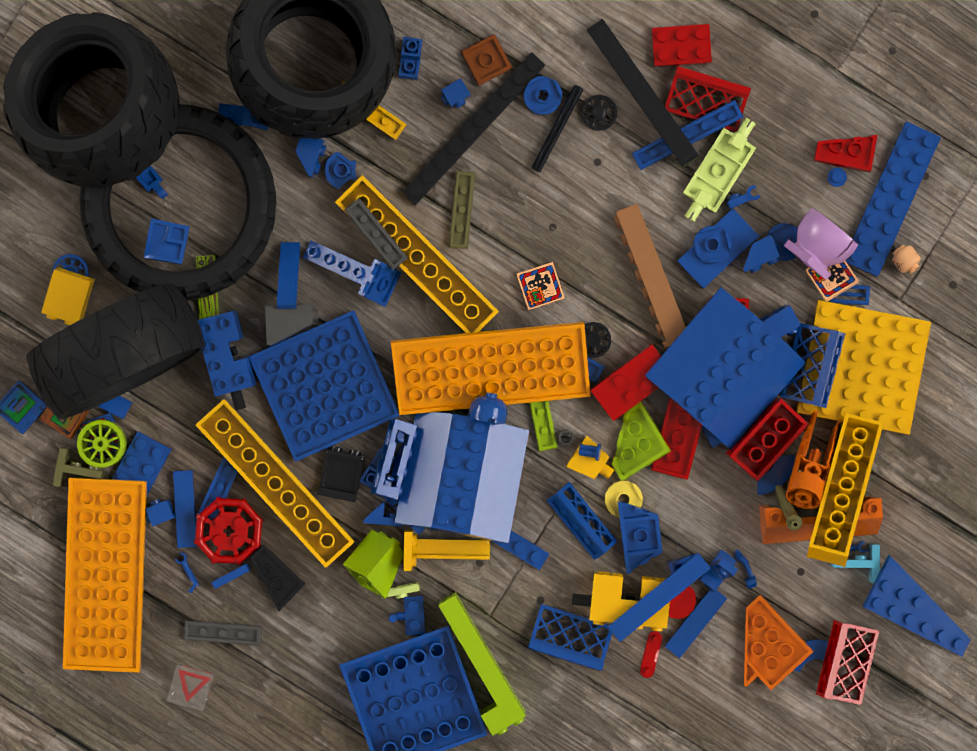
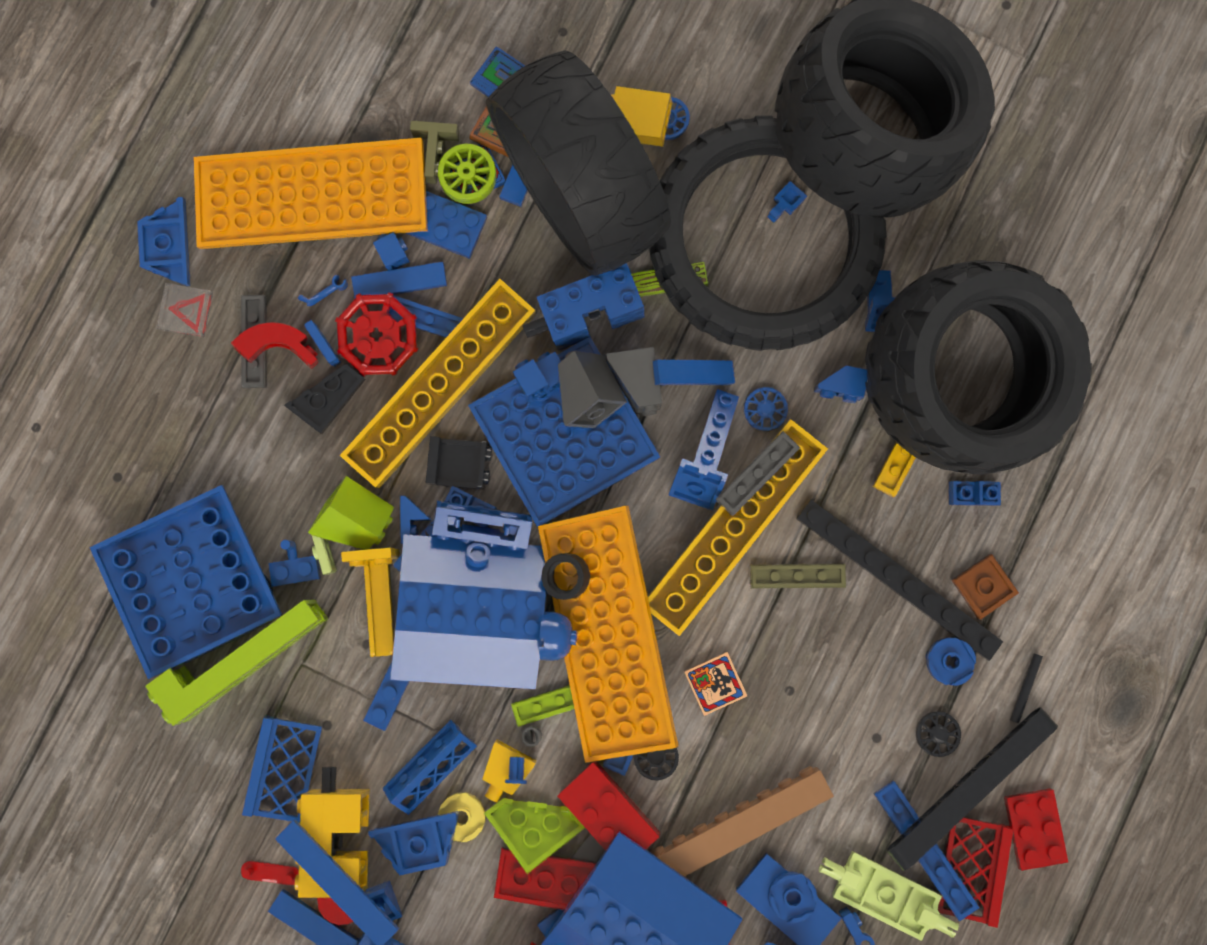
camera: 85 degrees right, 5 degrees down
(132, 698) = (165, 242): none -> blue wing
(166, 241) = (719, 219): blue plate -> none
(220, 613) = (269, 335): none -> red arch
(278, 399) = (538, 377): none -> blue brick
(294, 362) = (588, 390): none -> dark grey slope
(323, 219) = (765, 409): none -> blue wheel
(339, 170) = (828, 422): blue animal -> none
(417, 465) = (477, 555): none -> blue tile
(441, 410) = (549, 581): none -> black tyre
(455, 94) = (939, 553): blue brick -> none
(557, 128) = (912, 683): black axle -> none
(570, 37) = (1026, 688): none -> black bar

